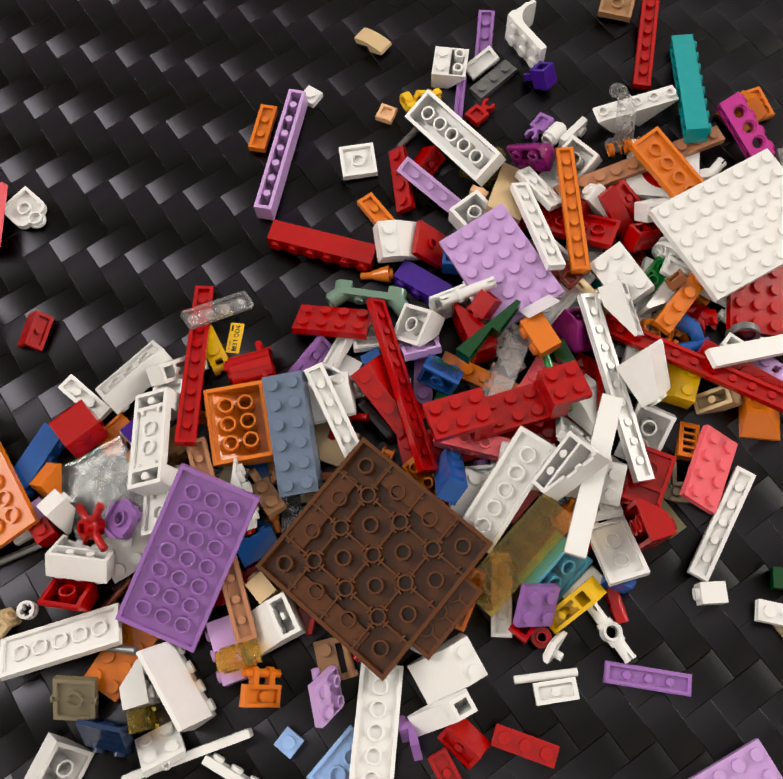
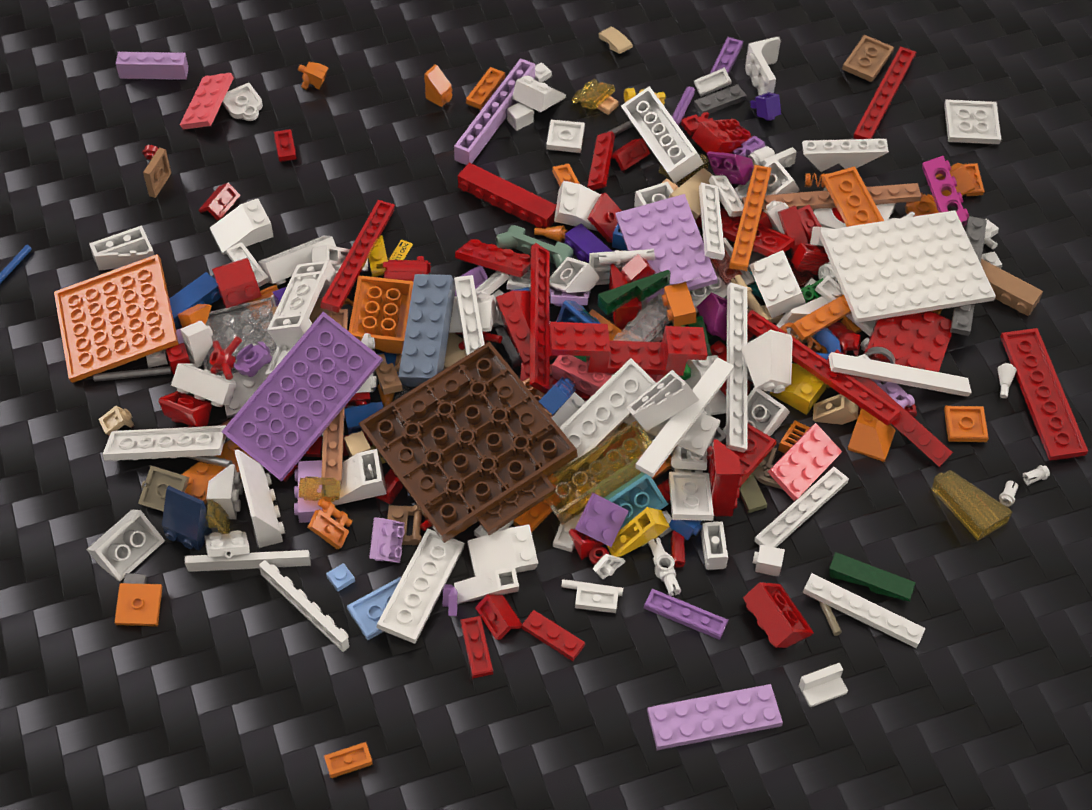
camera: 10 degrees right, 15 degrees down
(32, 612) = (146, 418): white bush -> none
(66, 355) = (244, 224): none -> white slope
(83, 247) = (285, 145): none -> red plate
(87, 159) = (313, 74): none -> orange piece
(216, 141) = (437, 86): none -> orange slope
(216, 310) = (392, 220): clear plate -> none
(306, 150) = (520, 115): none -> white brick
(316, 123) = (535, 94): none -> white slope
(374, 109) = (596, 94): none -> clear yellow plate
(427, 184) = (622, 166): lavender plate -> none
(448, 66) = (679, 77): white slope -> none
(508, 122) = (720, 135): none -> red slope
(618, 302) = (763, 296): white slope -> none
(625, 115) = (830, 154): clear plate -> none
(654, 596) = (714, 545): none -> white brick
(676, 280) = (826, 296): dark orange plate -> none
(689, 89) = (903, 146): teal brick -> none
(728, 150) = (922, 207): none -> orange tile
(738, 41) = (972, 122): none -> white plate
(740, 656) = (777, 614): none -> red slope

